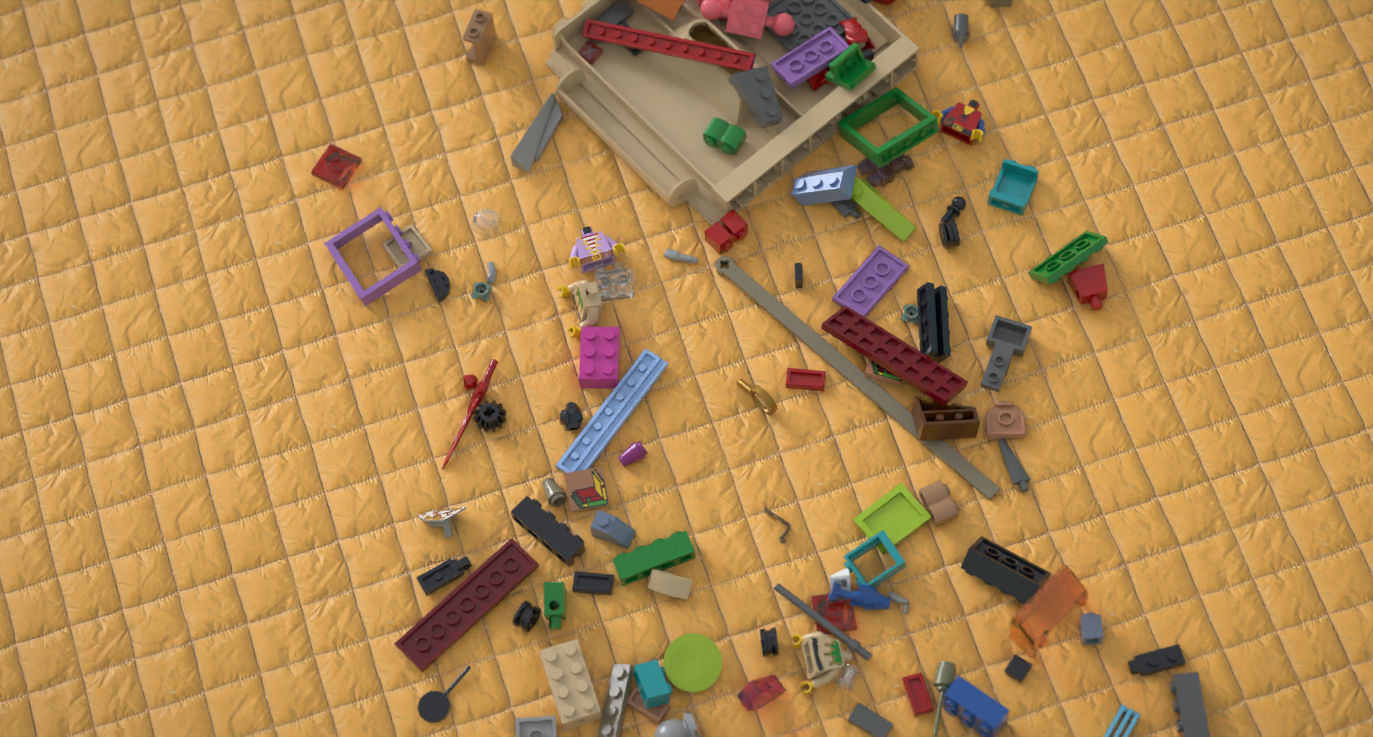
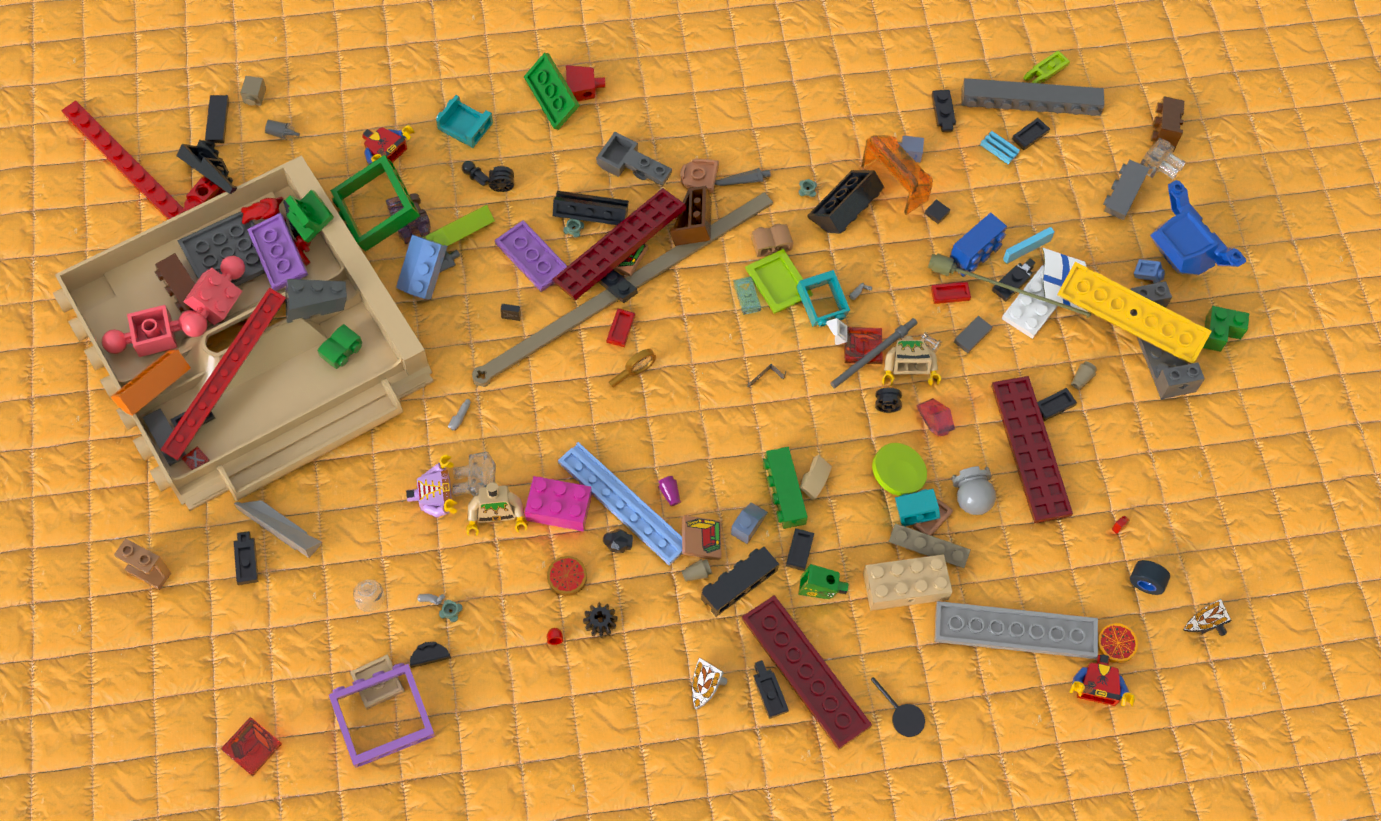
camera: 90 degrees left, 0 degrees up
(477, 397) = (582, 634): red sword -> none
(504, 116) = (245, 559): none -> black hinge
(526, 616) = (830, 613): black wheel -> none
(531, 381) = (567, 575): none -> tile
(722, 236) = (444, 363): red piece -> none
(847, 365) = (618, 286): none -> black hinge
(866, 597) = (858, 313): blue animal -> none
(868, 491) = (747, 295): none -> clear light blue tile
(1015, 525) = (807, 184): none -> sand green plate

